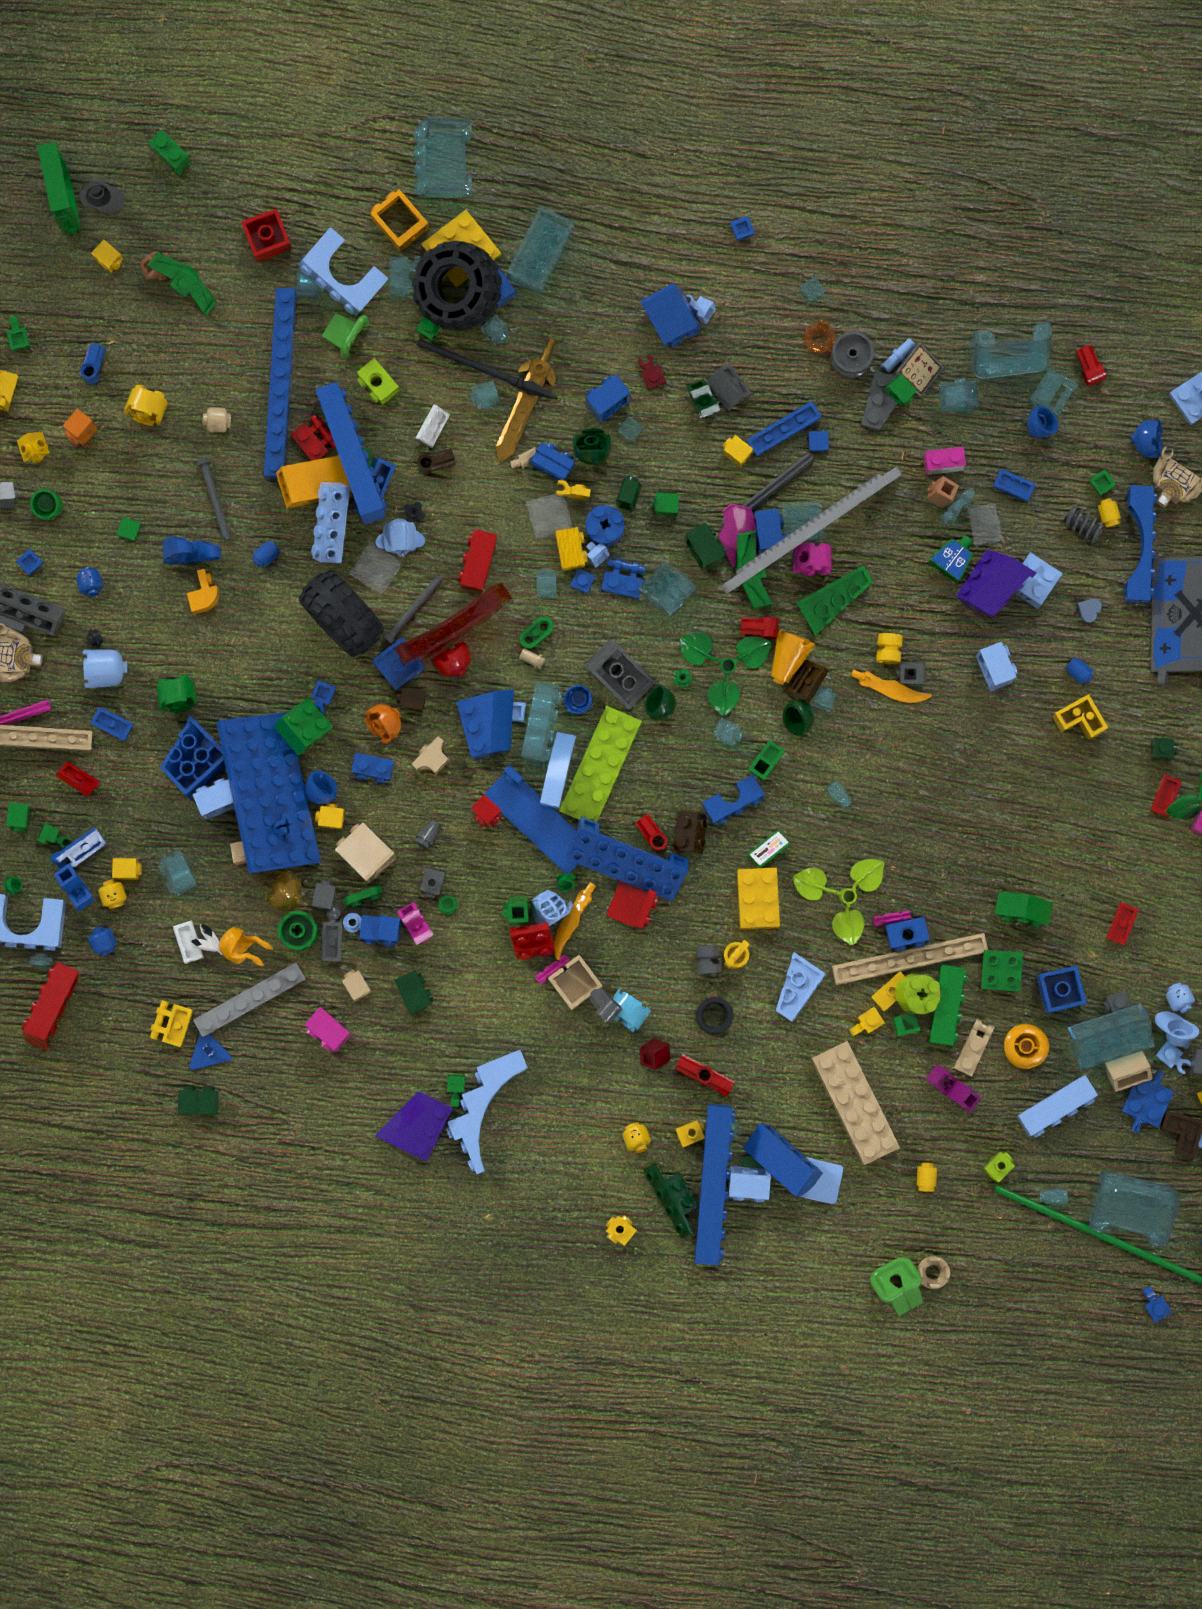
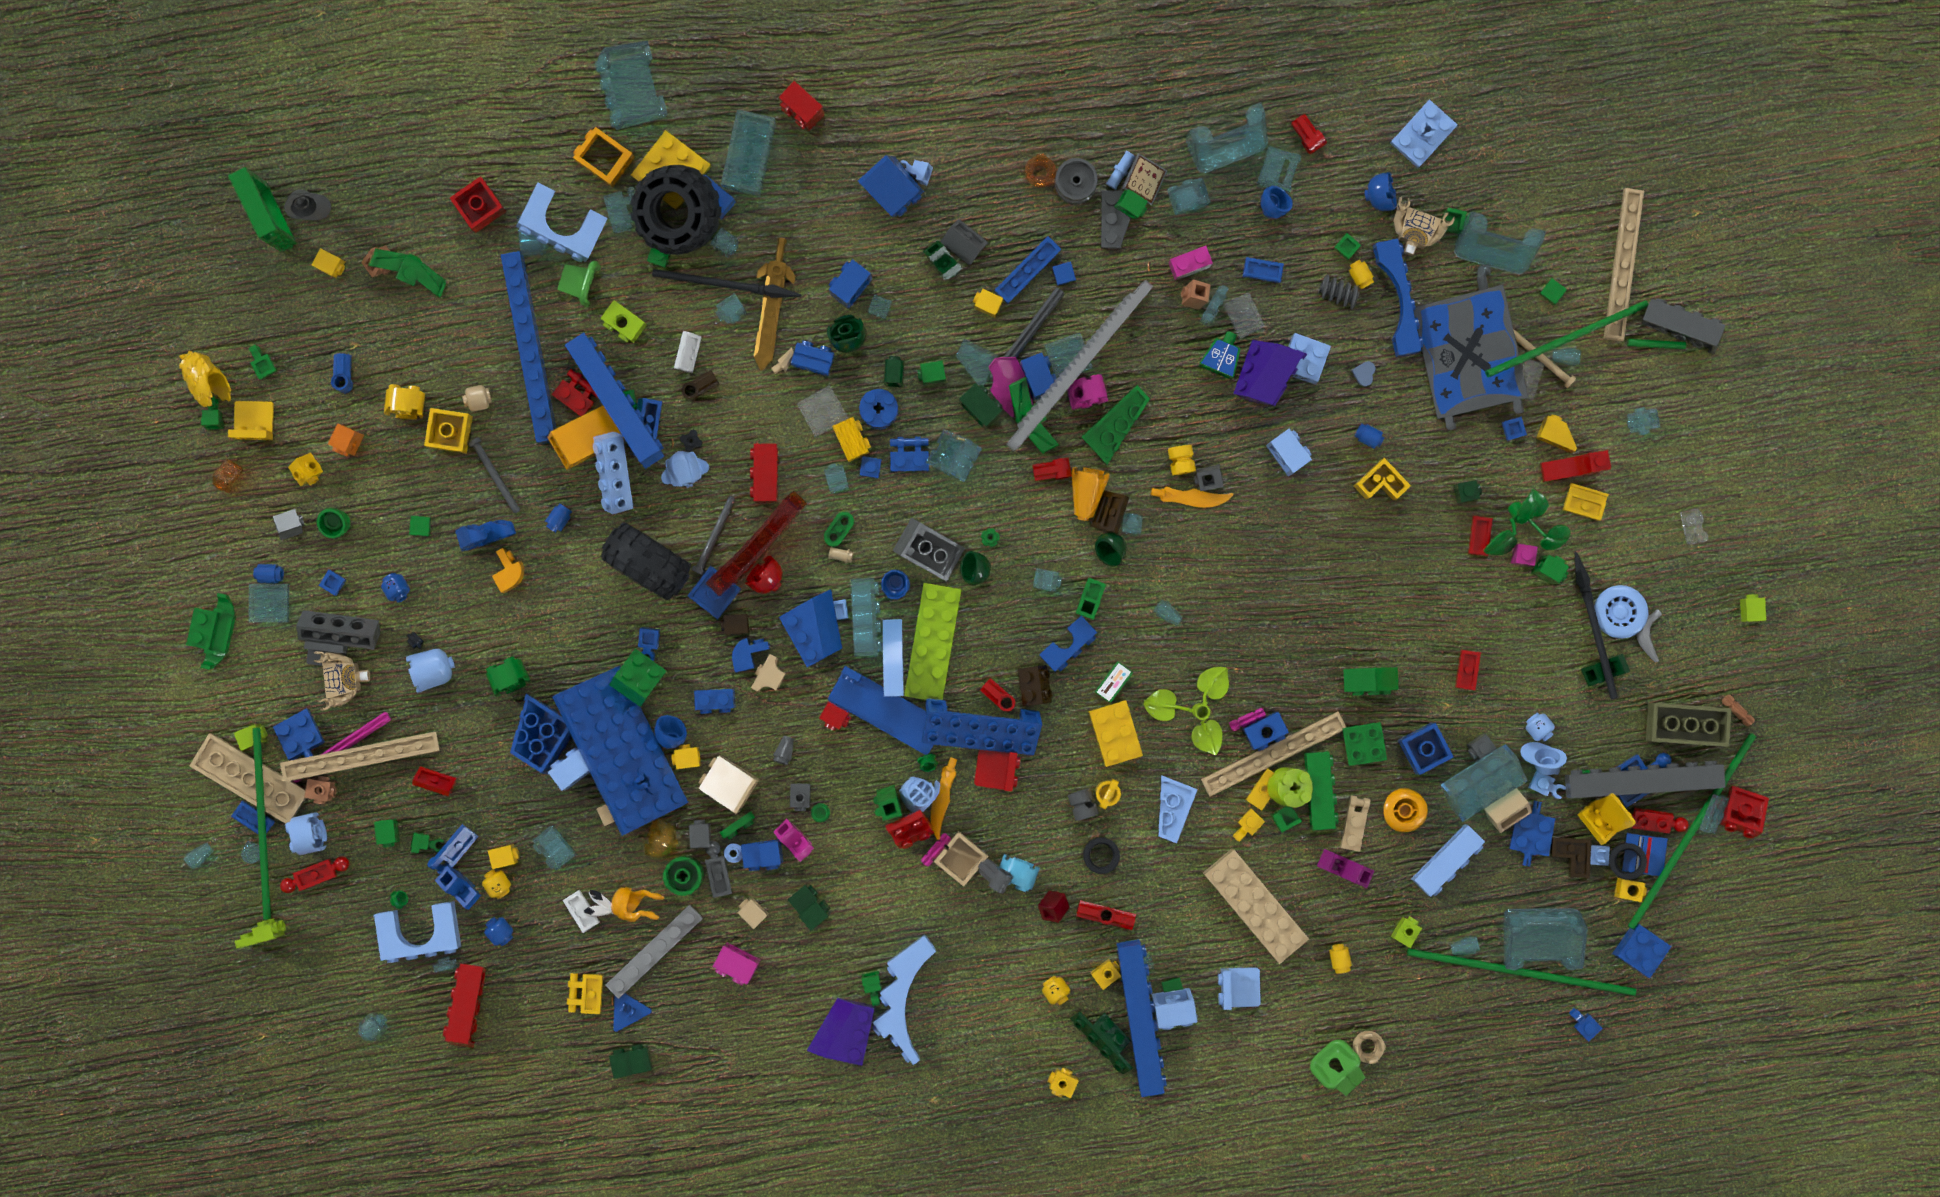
camera: 15 degrees left, 5 degrees up
(112, 724) = (453, 719): blue plate -> none
(169, 152) = (362, 145): green brick -> none
(181, 443) = (448, 430): none -> yellow brick
(375, 568) = (668, 505): clear plate -> none
(383, 721) = (714, 652): orange cylinder -> none
(412, 730) = (742, 653): none -> blue brick
(576, 492) = (844, 381): yellow plate -> none
(597, 554) = (878, 438): light blue tile -> none
(603, 218) = (801, 106): none -> red brick
(652, 375) = (887, 248): dark red plate -> none
(711, 503) = (976, 360): none -> clear light blue wing
(724, 695) = (1035, 544): green plant -> none
(742, 228) = (938, 82): blue plate -> none
(782, 1160) = (1200, 979): blue brick -> none
(812, 289) = (1021, 125): clear light blue tile -> none

